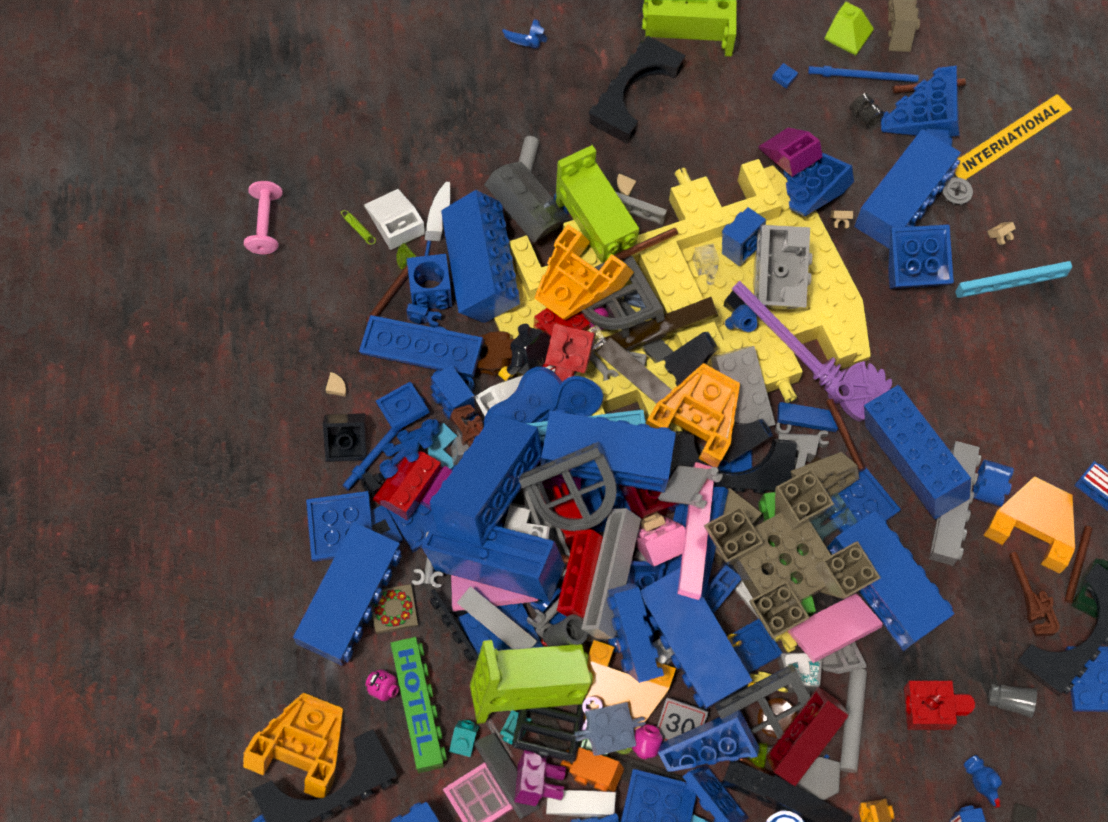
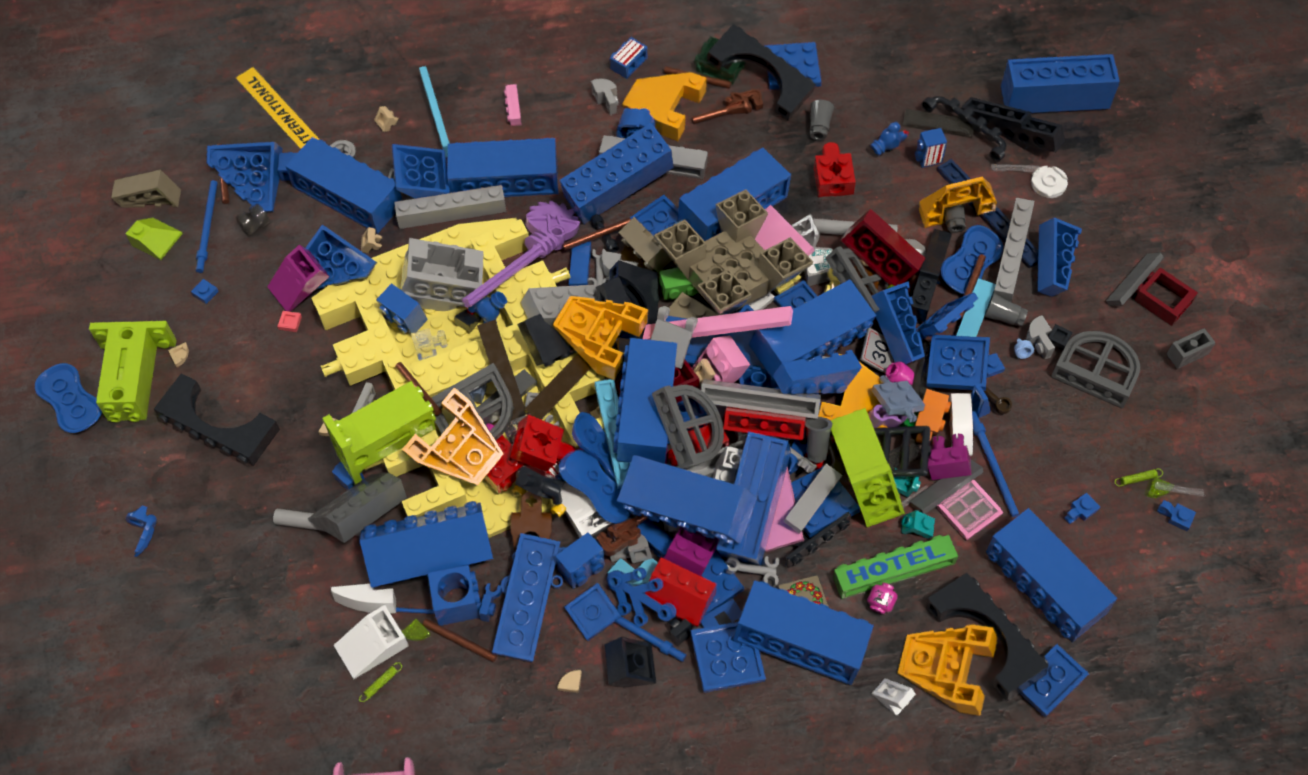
camera: 90 degrees left, 5 degrees down
(276, 681) = (893, 695): none -> white slope
(713, 58) = (179, 354): none -> tan tile
(747, 148) = (289, 321): none -> coral tile
(864, 439) = (610, 244): none -> black bar
(883, 292) = (450, 206): none -> light grey brick
(931, 341) = (518, 165): none -> blue brick
(1029, 359) = (513, 105): none -> bright pink piece
(1046, 457) = (605, 92): none -> light grey brick

